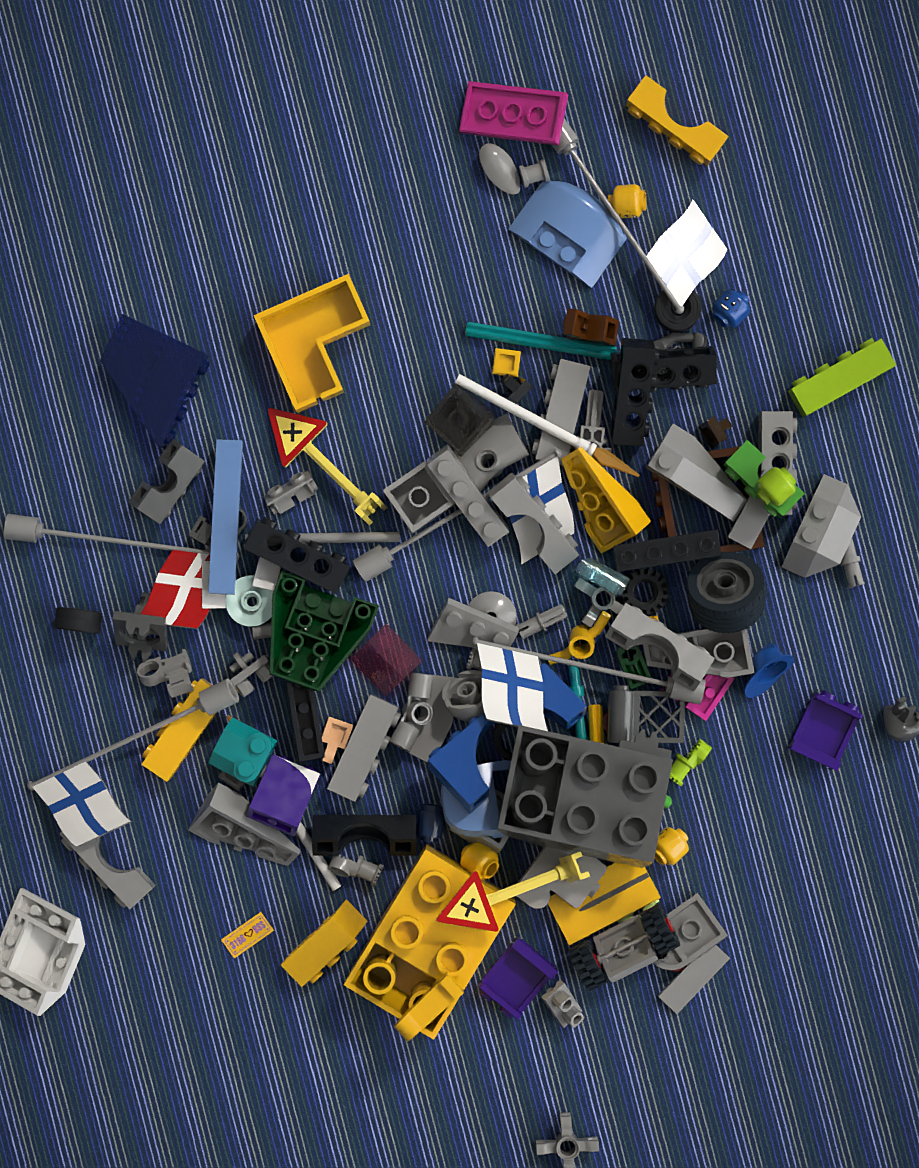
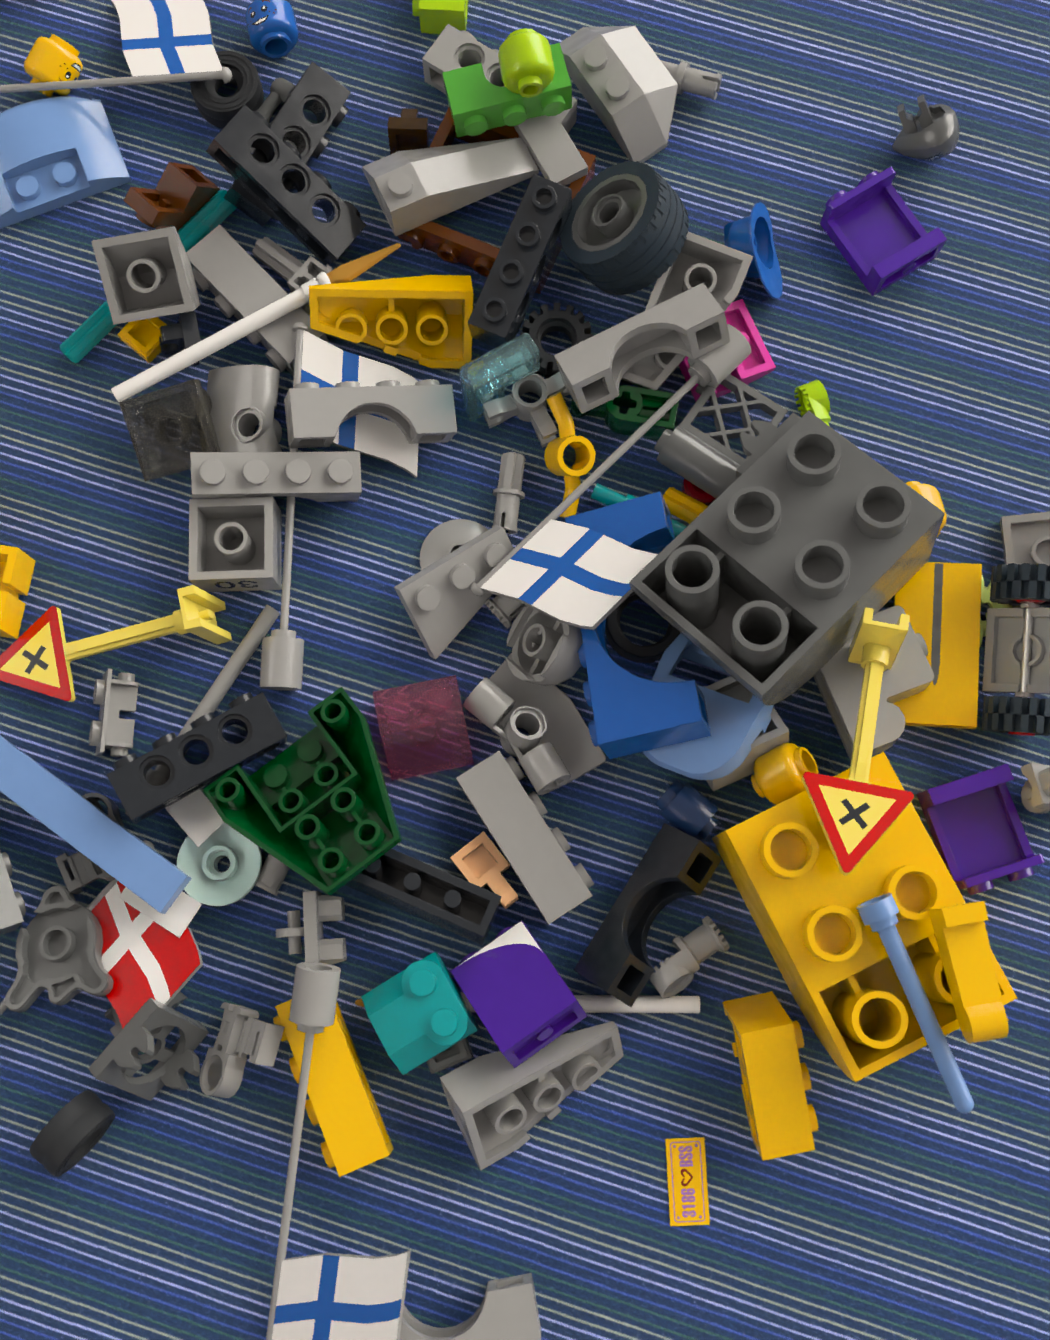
camera: 50 degrees left, 10 degrees down
(156, 551) = (58, 954): none -> dark grey tile
(429, 949) = (881, 916): none -> medium blue piece
(529, 355) = (146, 275): none -> light grey slope

